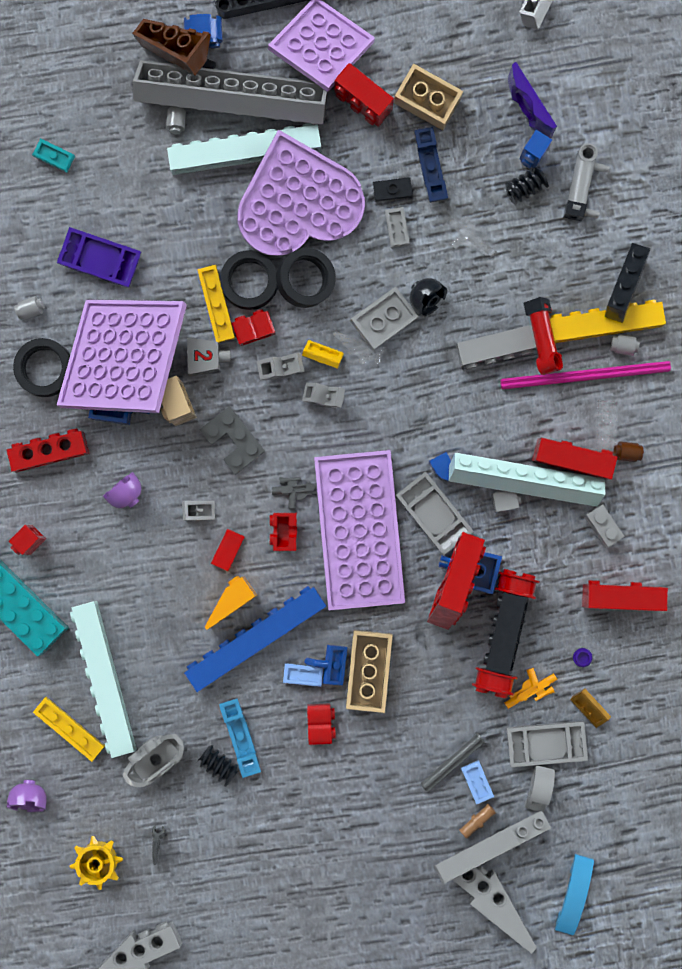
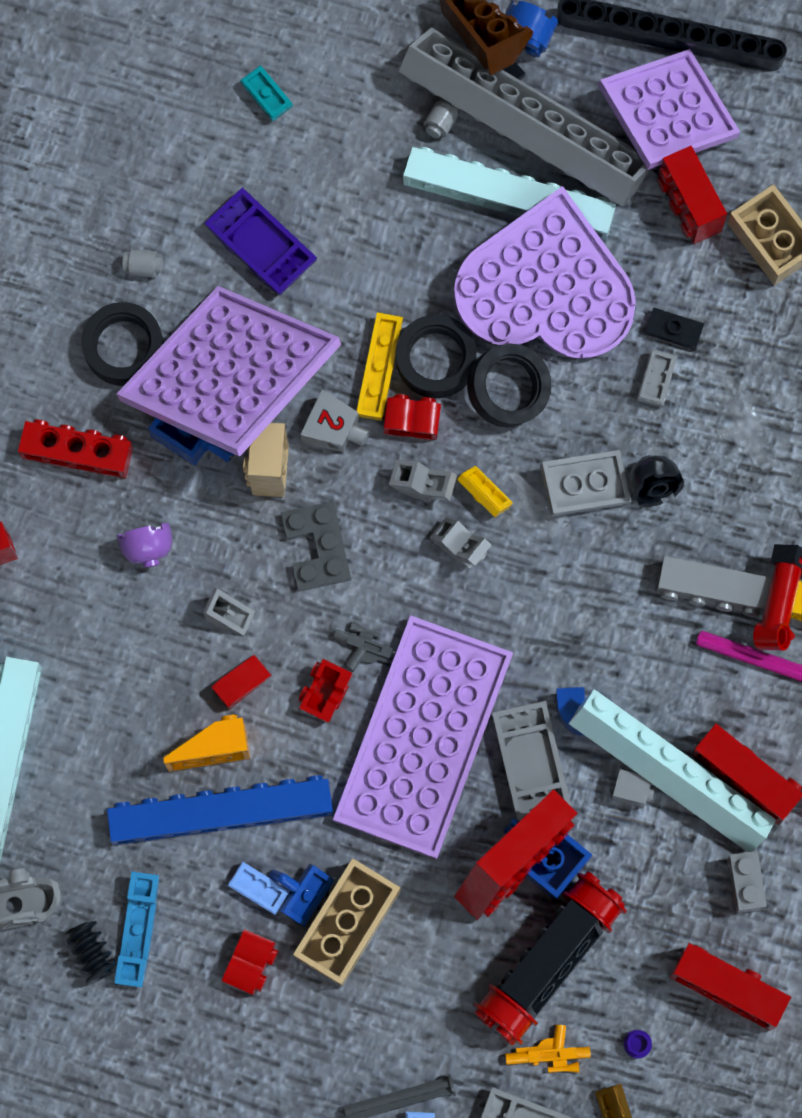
camera: 25 degrees right, 10 degrees down
(430, 164) = (737, 319): dark blue slope -> none

